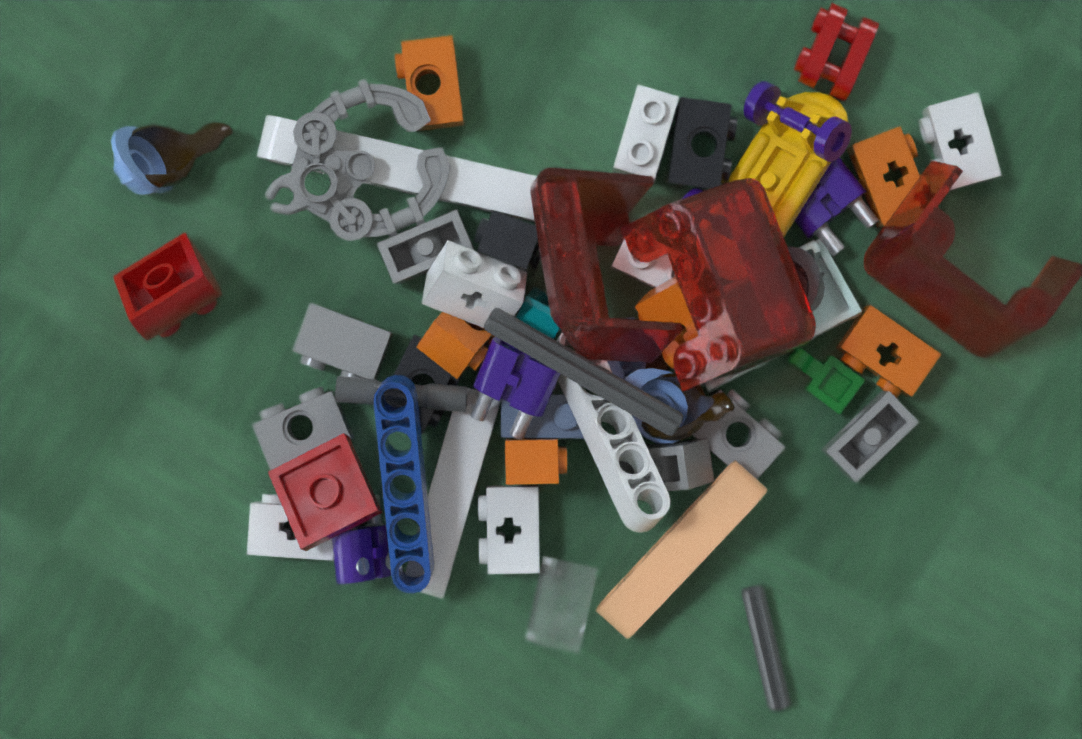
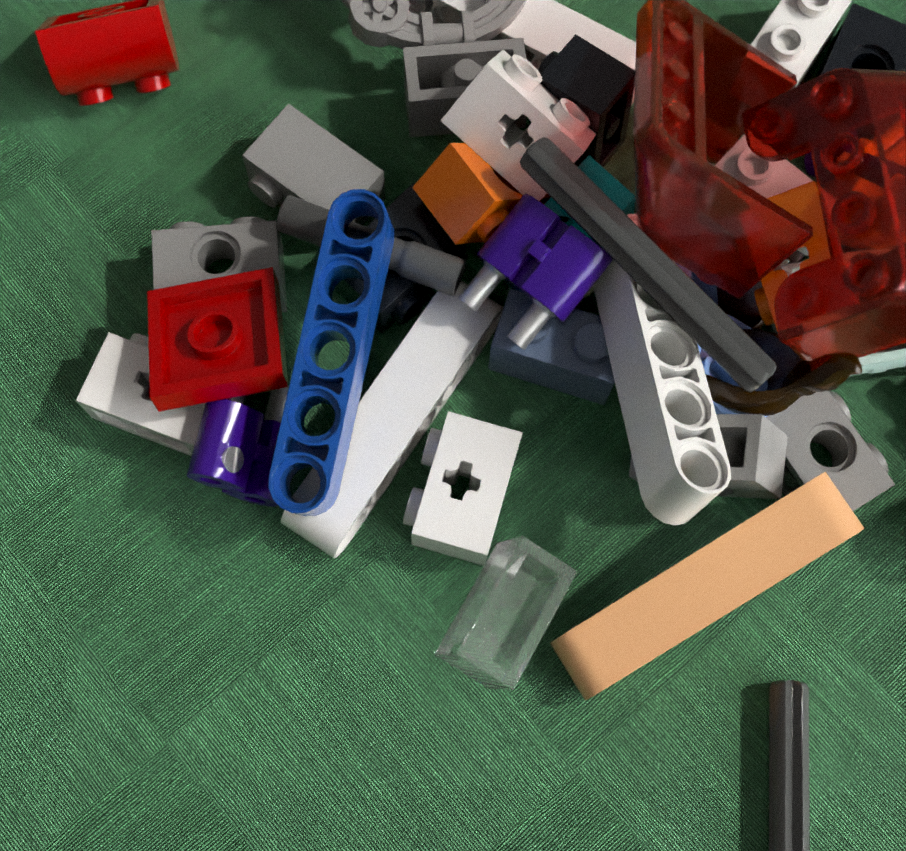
camera: 15 degrees right, 15 degrees down
(534, 461) = (530, 390): orange brick -> none

